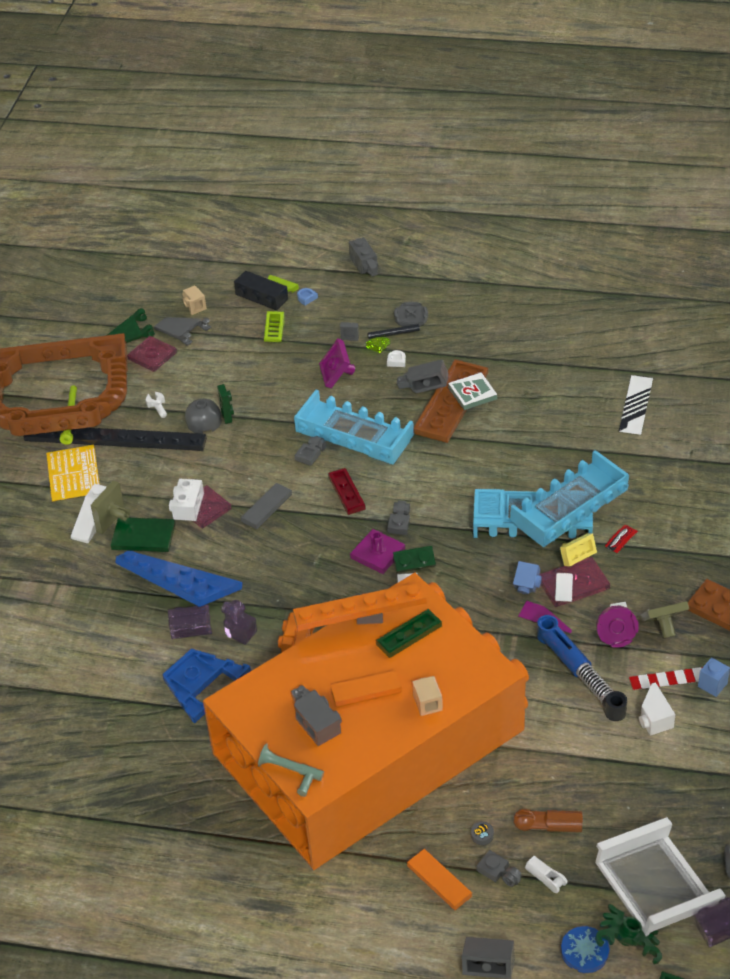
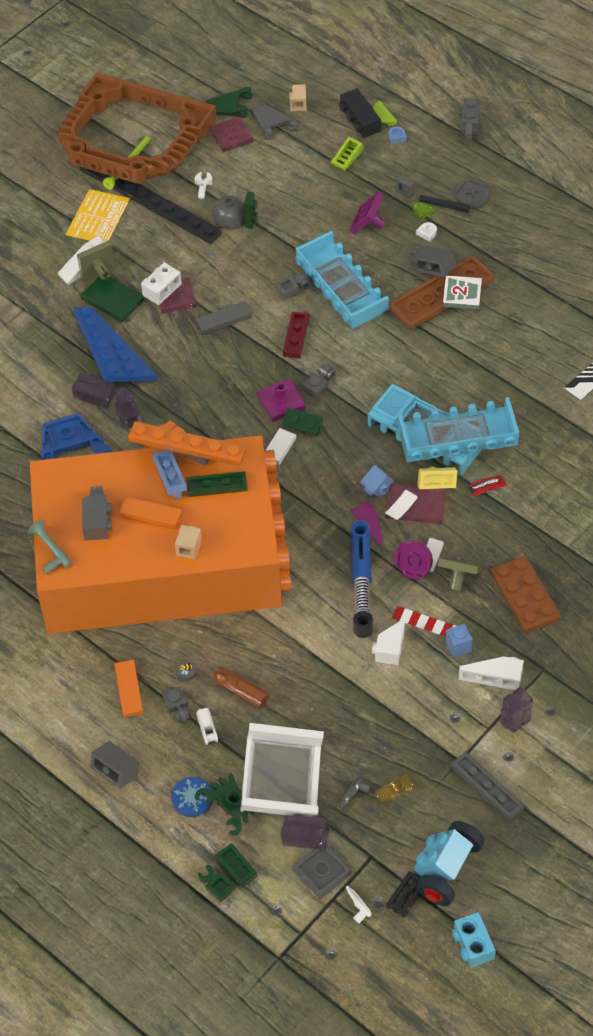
camera: 30 degrees right, 10 degrees up
(358, 642) = (169, 473): none -> medium blue hinge

